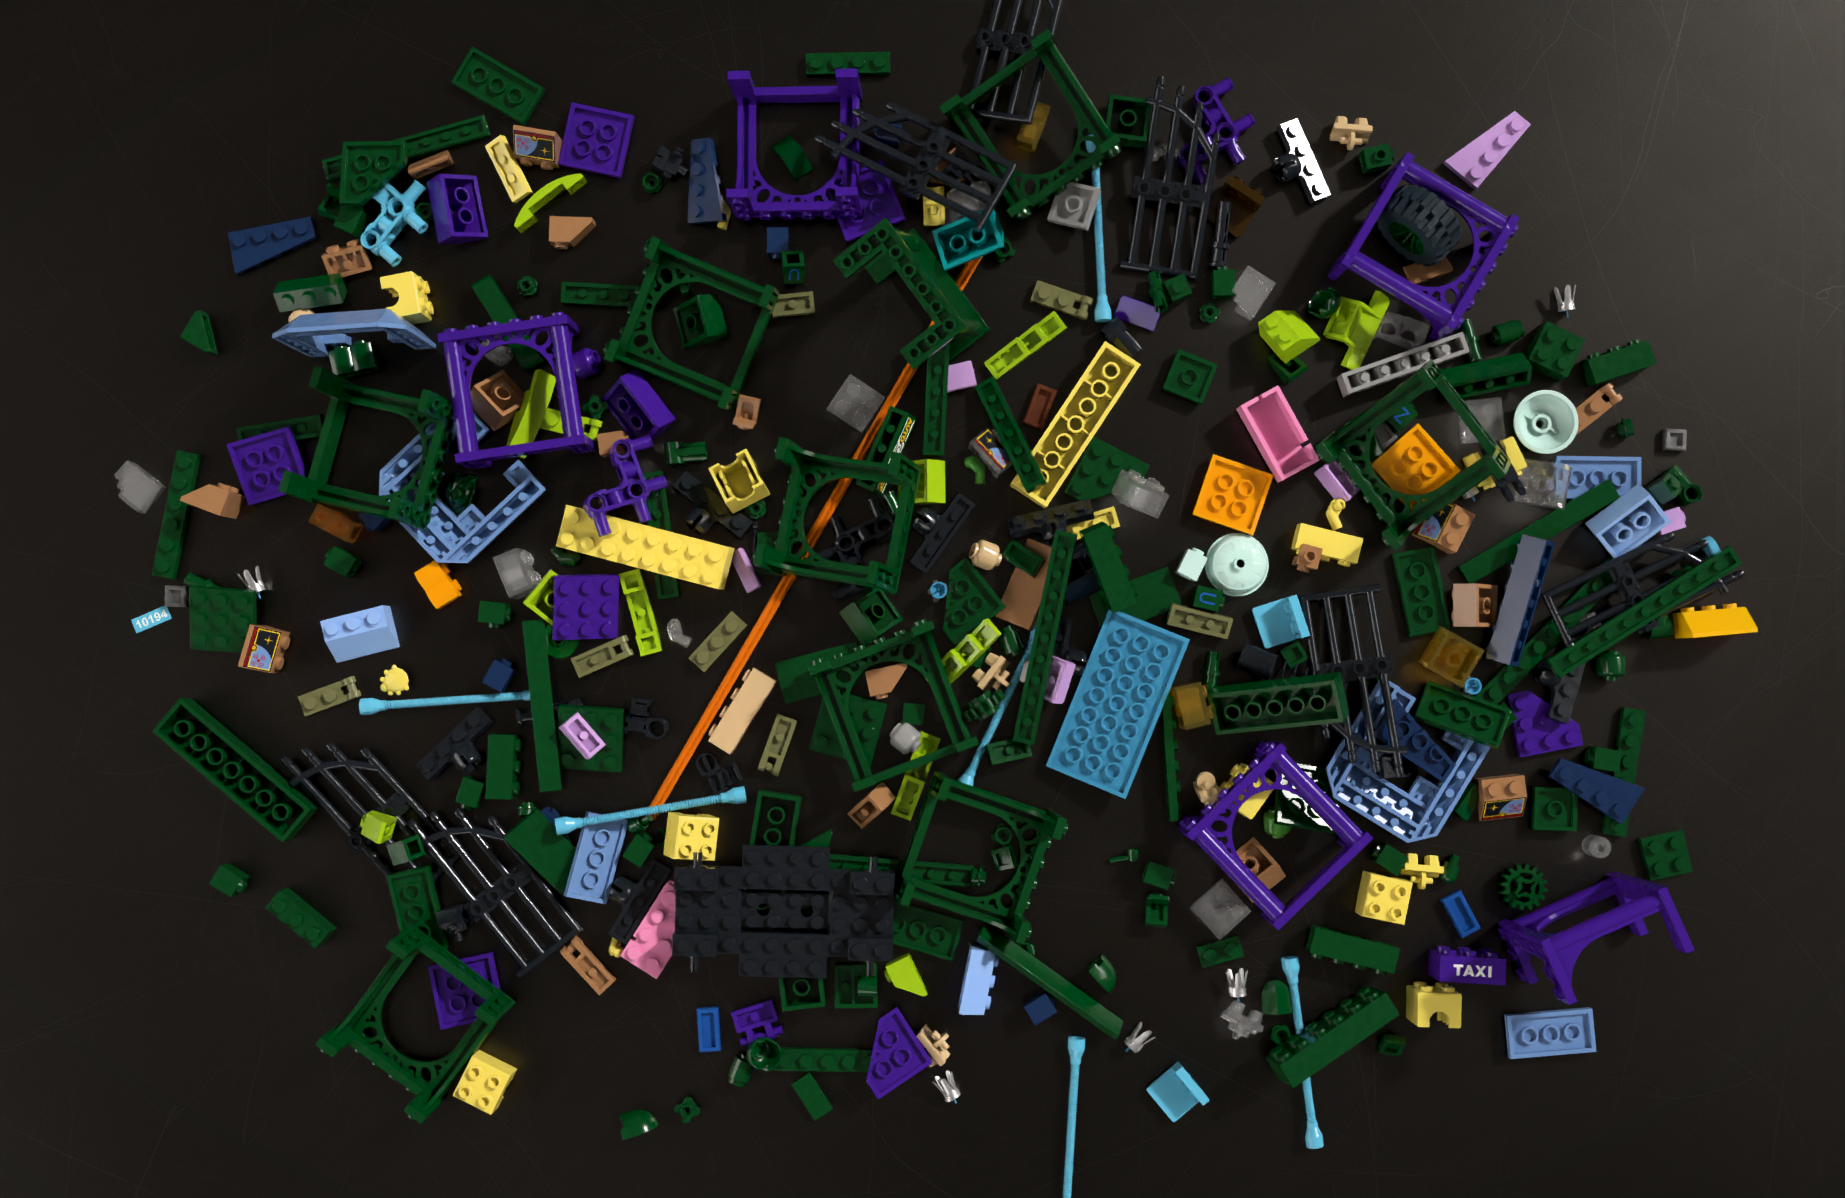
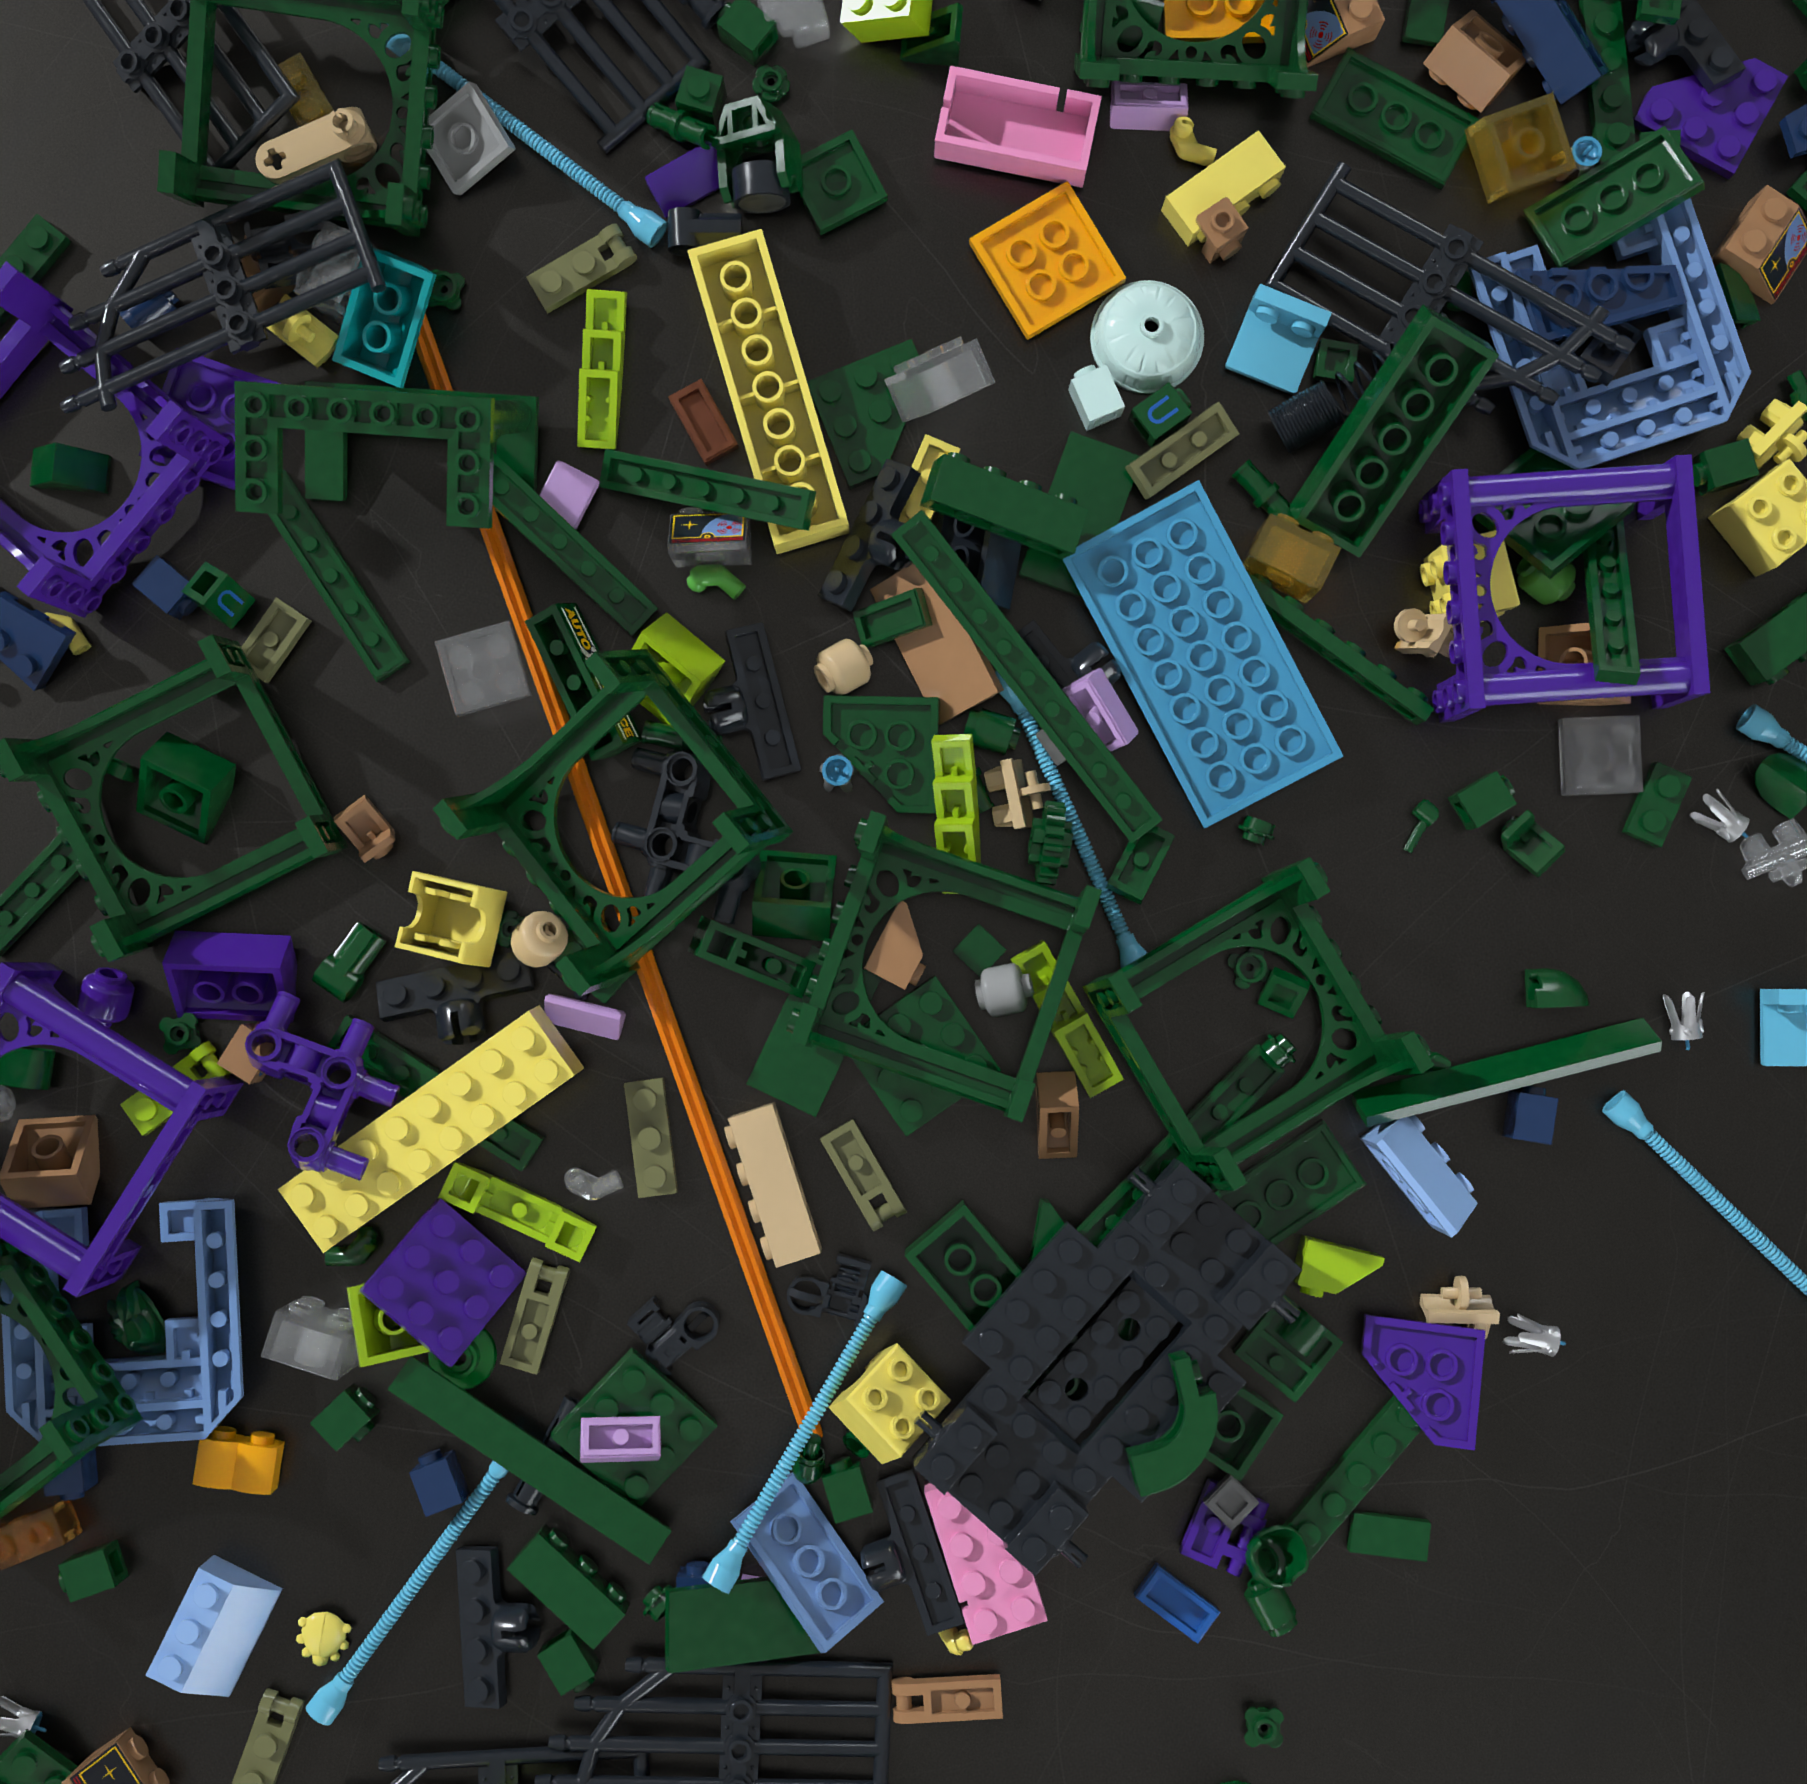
camera: 50 degrees left, 0 degrees up
(533, 409) = (106, 1122): lime slope -> none
(762, 524) = (539, 939): none -> tan head
(770, 1015) = (1230, 1501): none -> flat silver tile
(780, 973) = (1185, 1445): none -> dark green arch
(829, 619) = (751, 957): none -> dark green slope
(837, 319) = (337, 584): none -> dark green tile
(1018, 148) = (334, 136): none -> tan piece
(1064, 789) = (1257, 830): none -> dark green plate
(1180, 323) = (749, 130): none -> dark green piece
(1281, 859) = (1611, 609): none -> dark green plate

